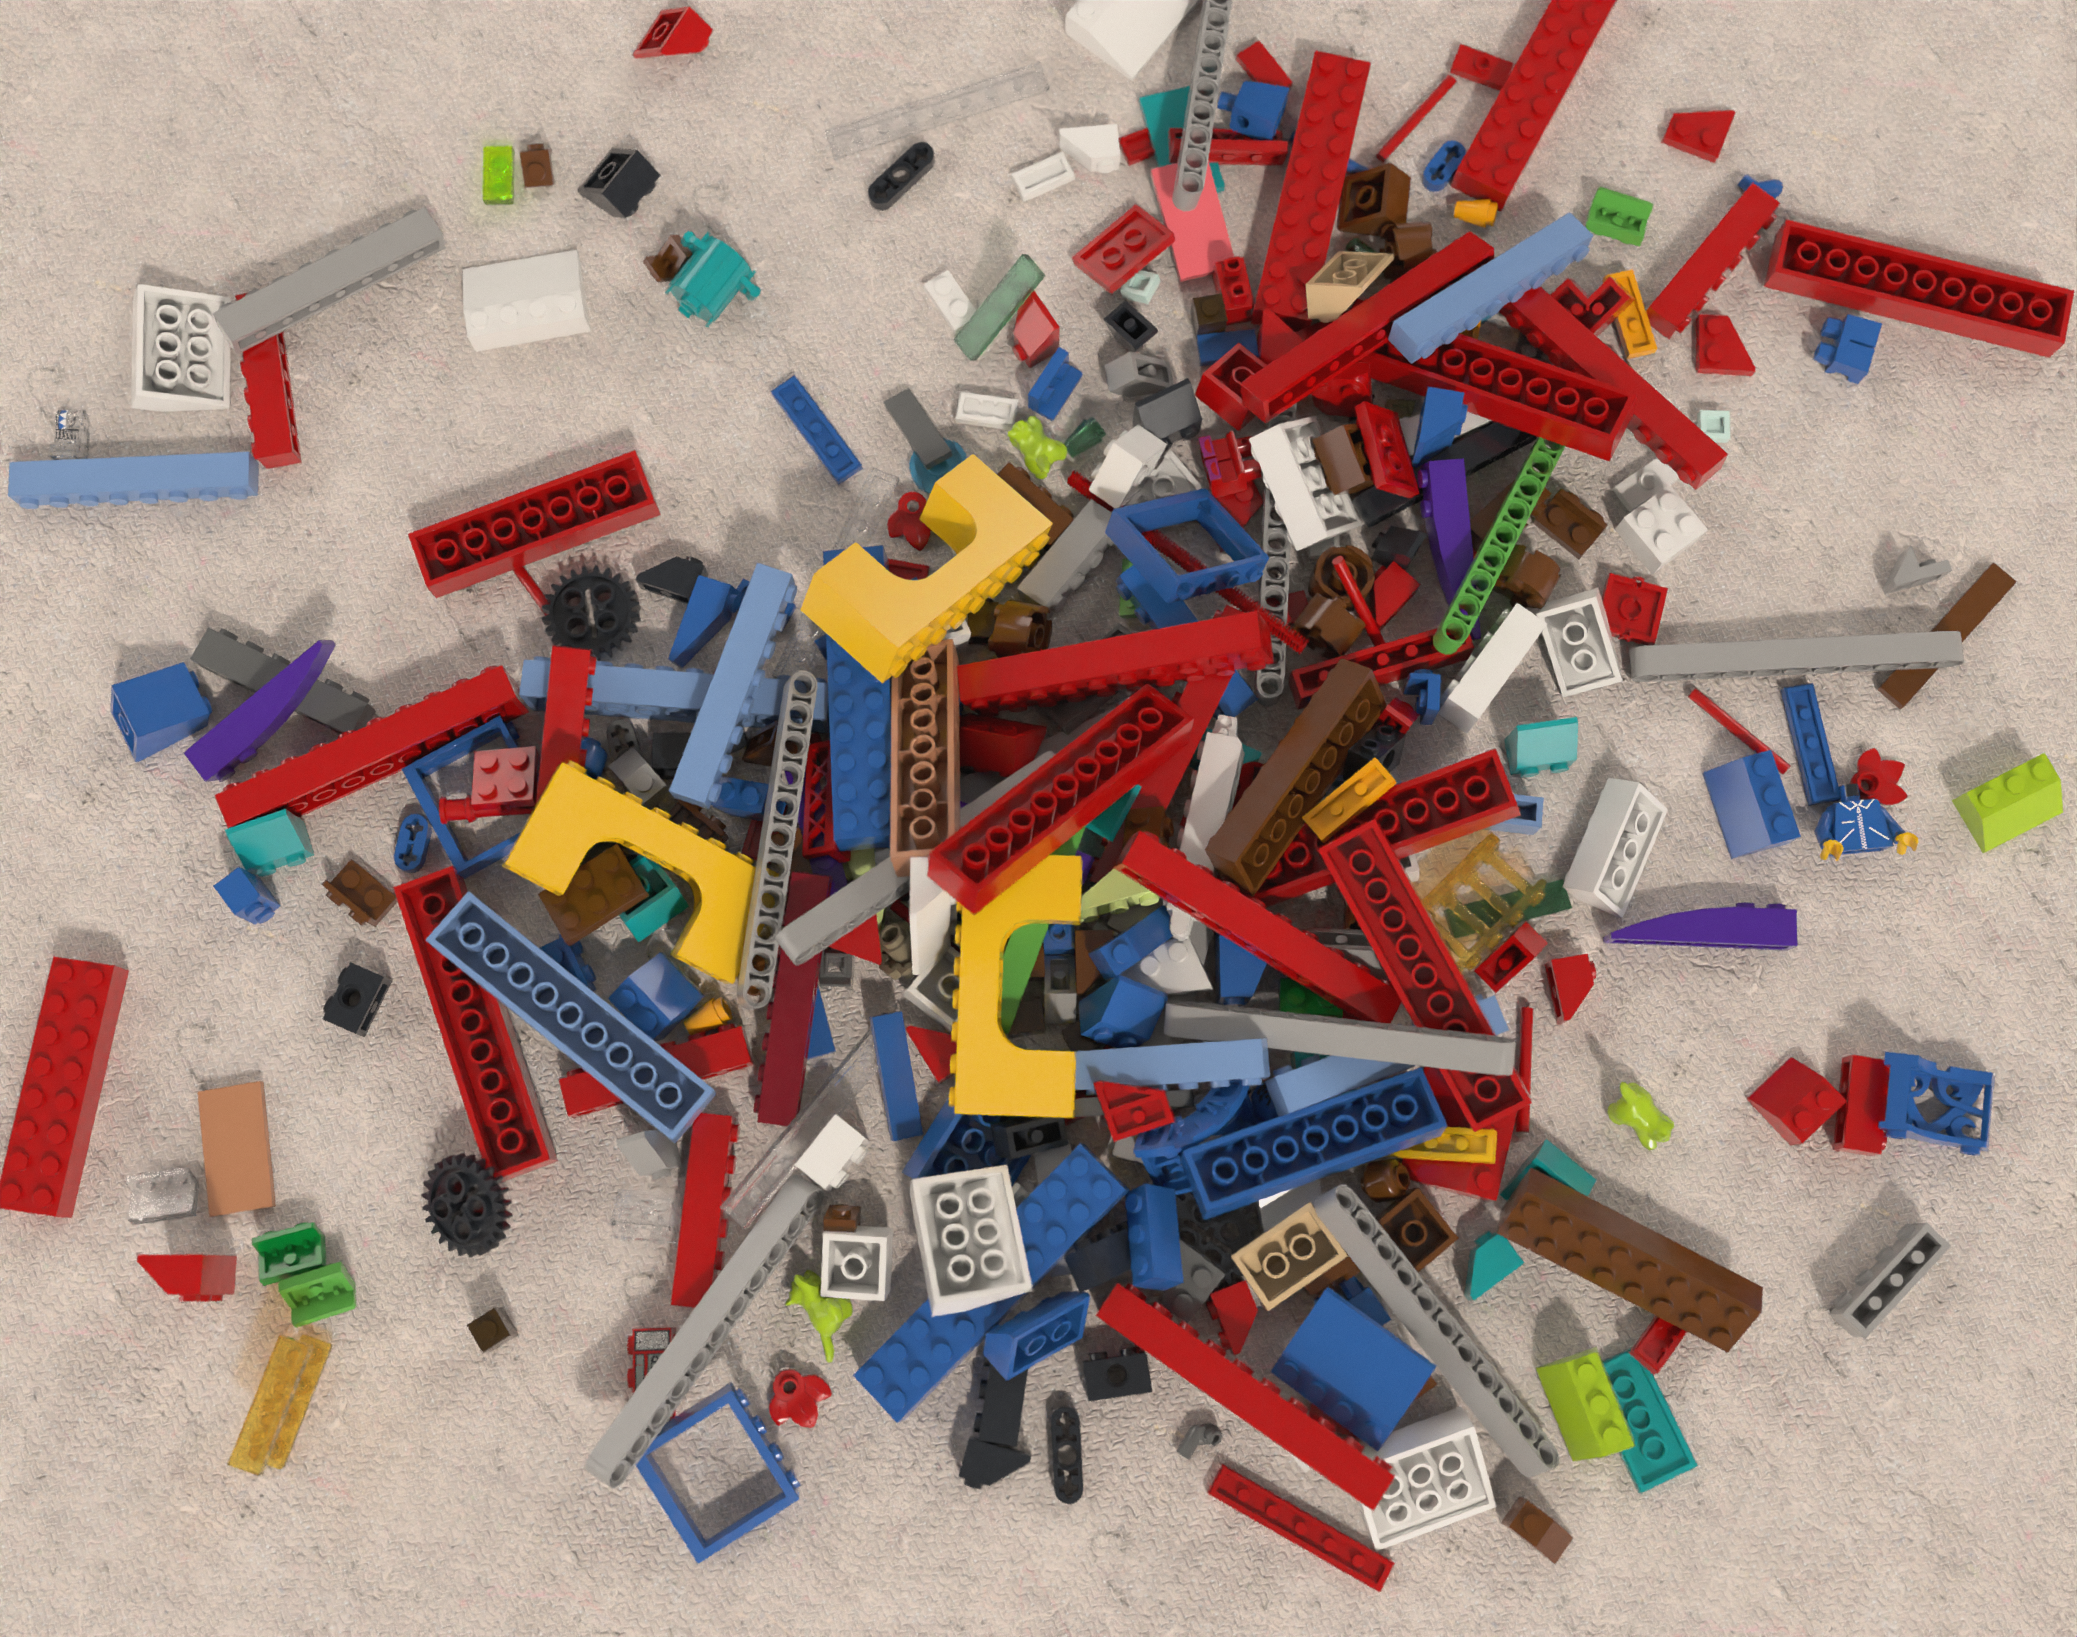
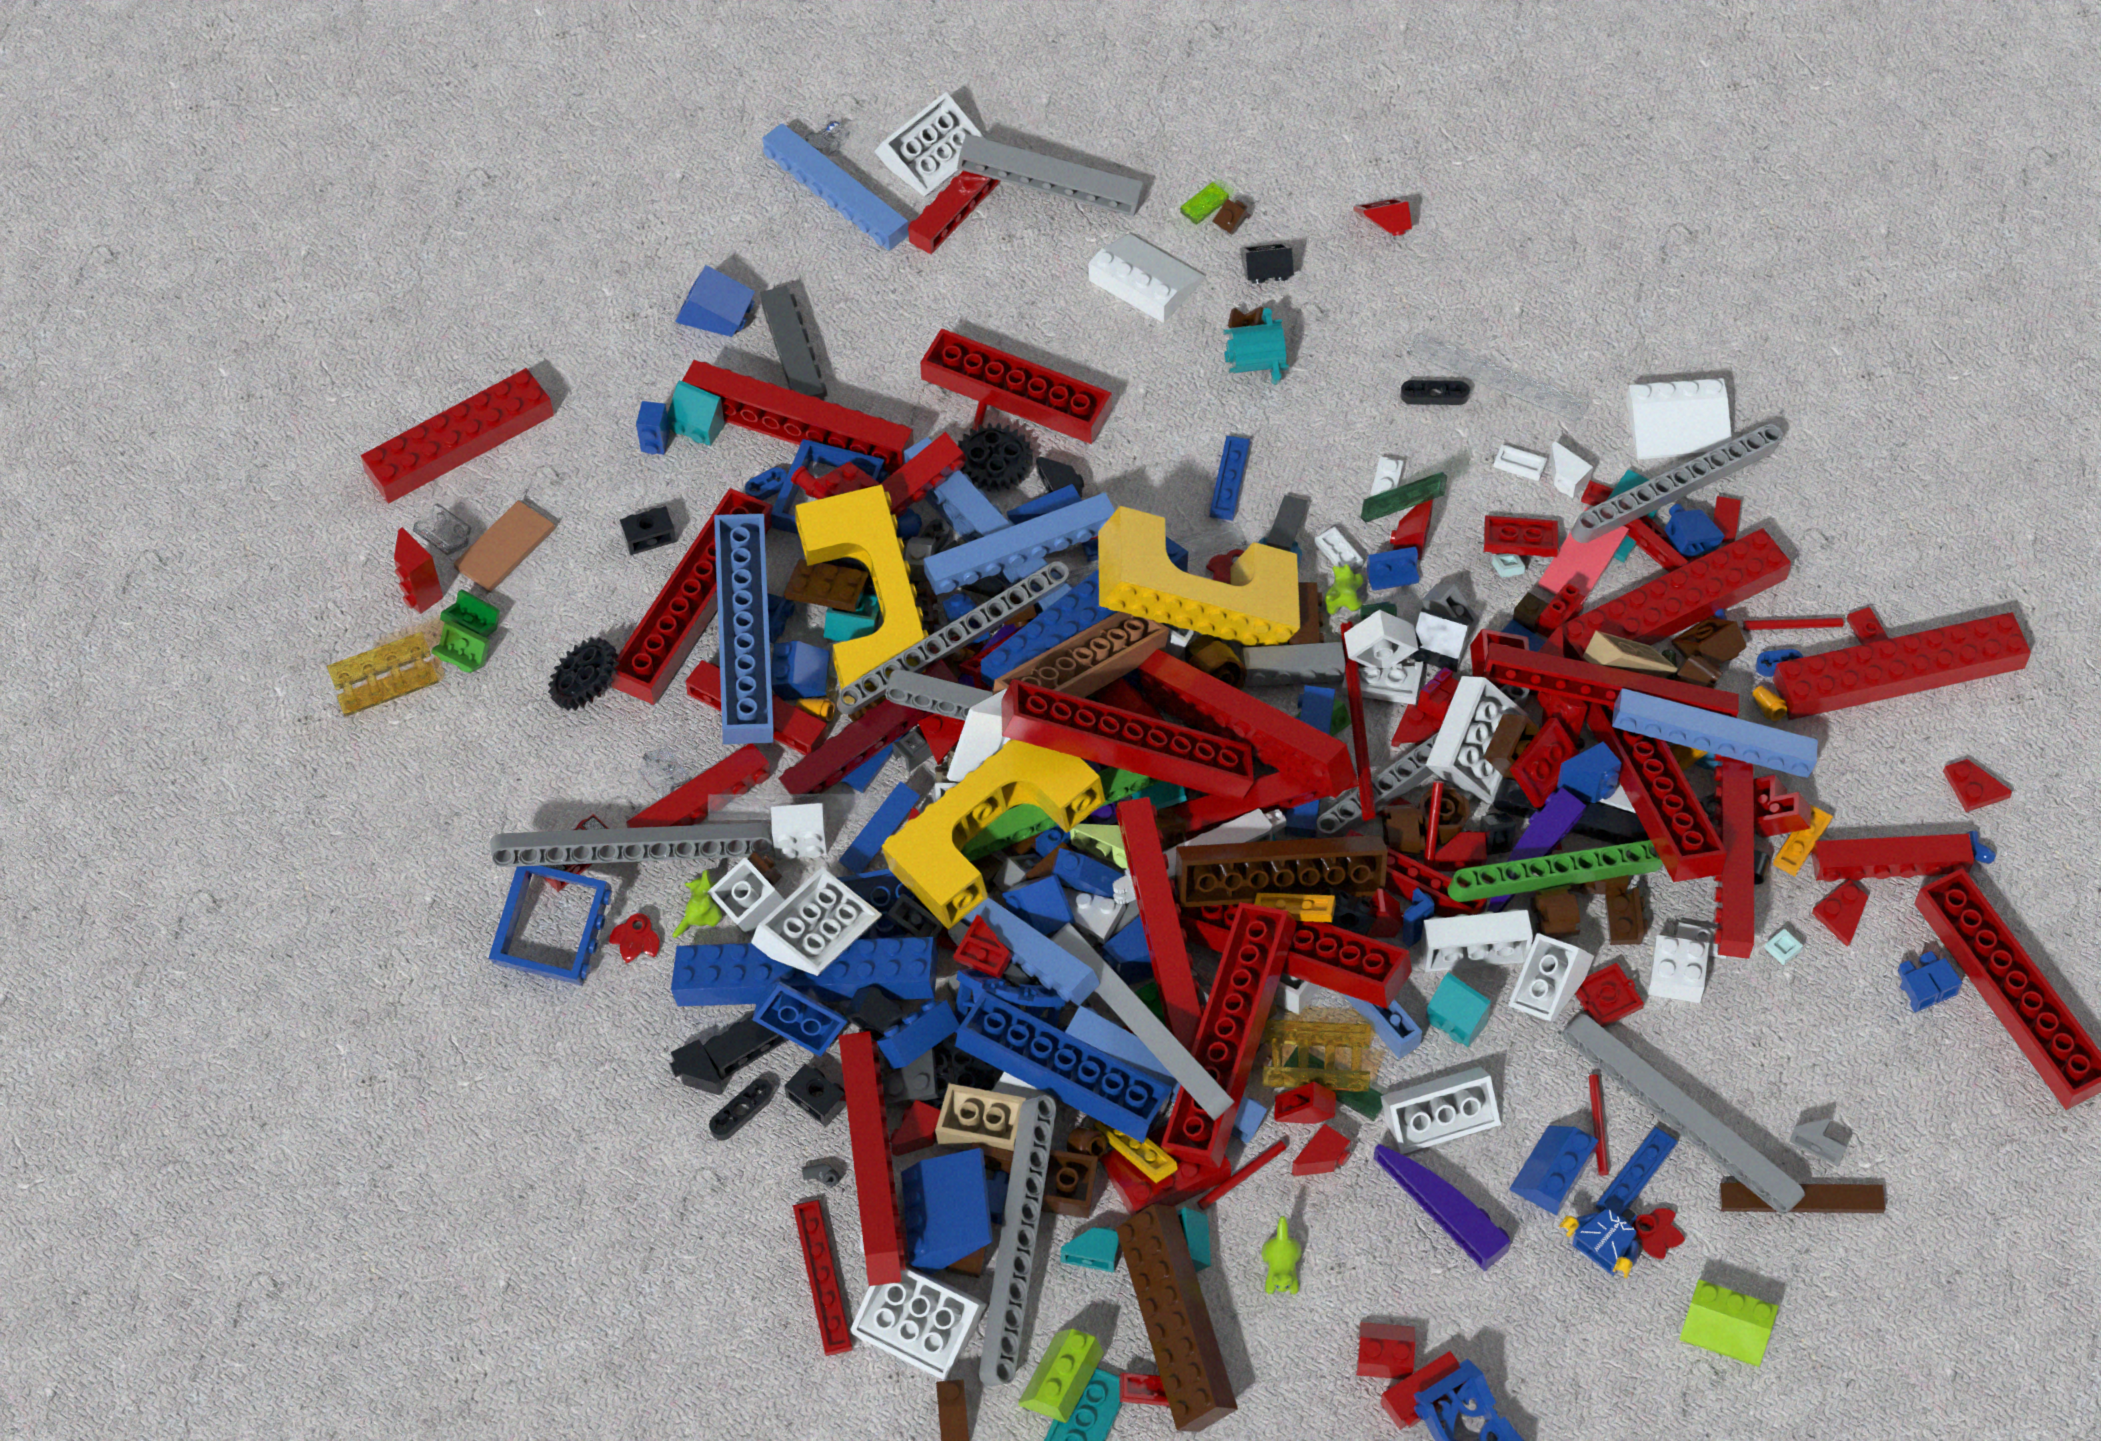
camera: 50 degrees right, 20 degrees down
(258, 718) = (763, 348): dark purple slope -> none
(361, 893) = (711, 483): reddish brown bracket -> none
(492, 1329) = (524, 749): dark brown brick -> none
(650, 1153) = (705, 738): light grey slope -> none
(1130, 327) = (1472, 577): black slope -> none
(1200, 505) = (1376, 685): blue window -> none
(1618, 216) = (1859, 781): bright green bracket -> none

